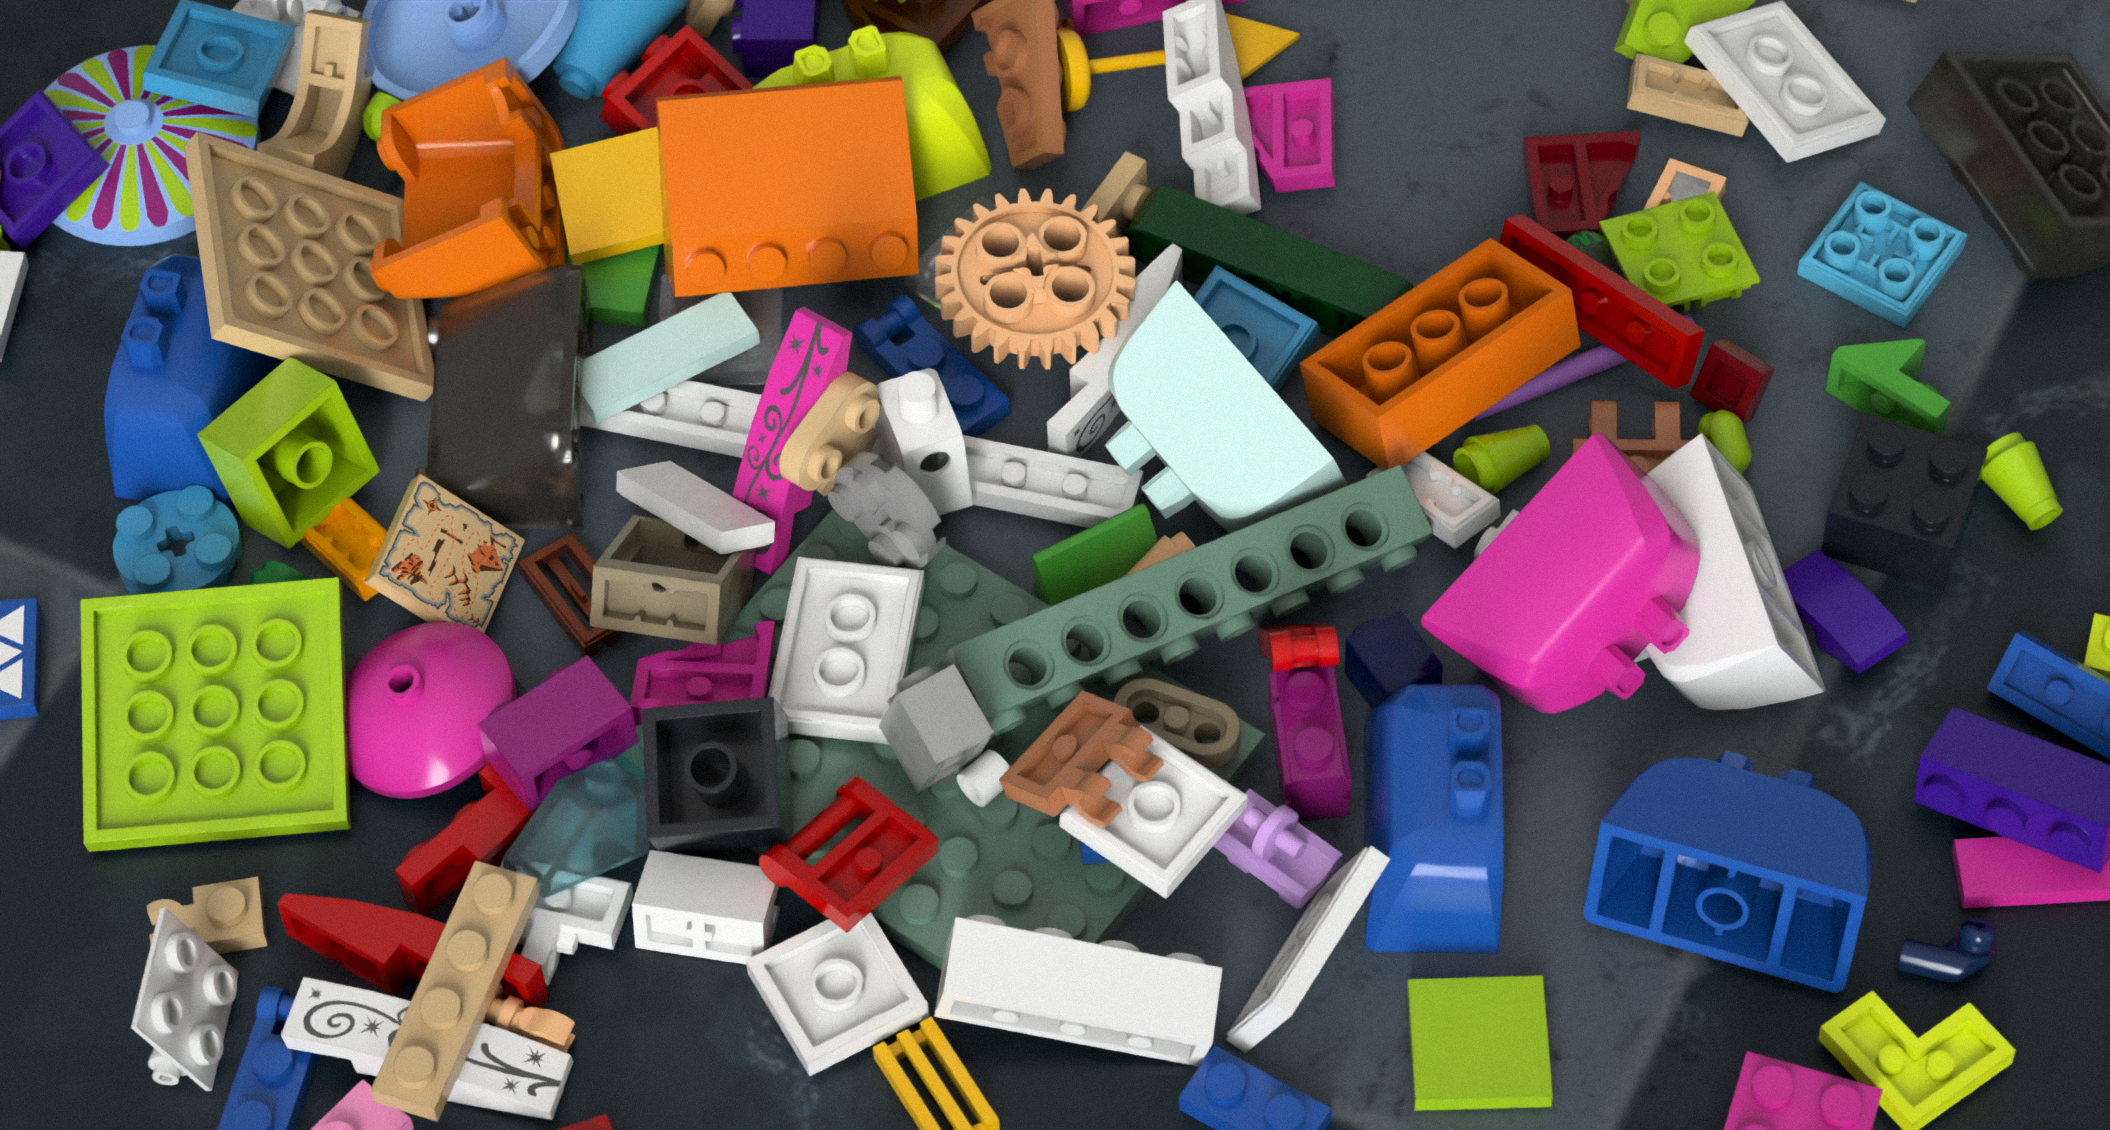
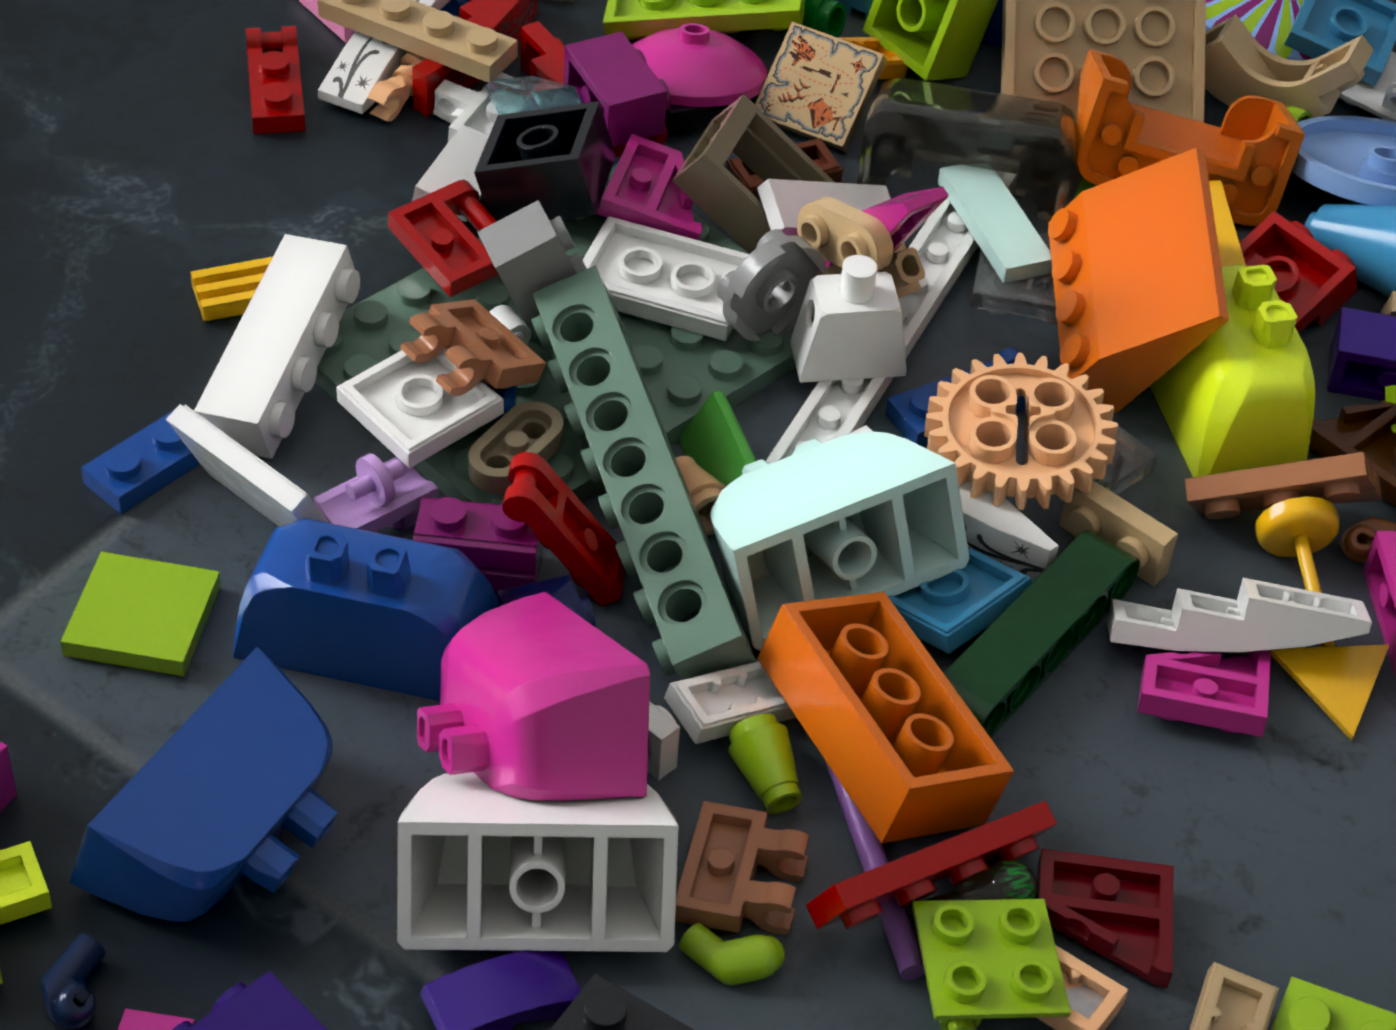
camera: 95 degrees right, 10 degrees down
(836, 991) = (364, 229): white plate -> none
(1732, 380) = (815, 975): dark red tile -> none

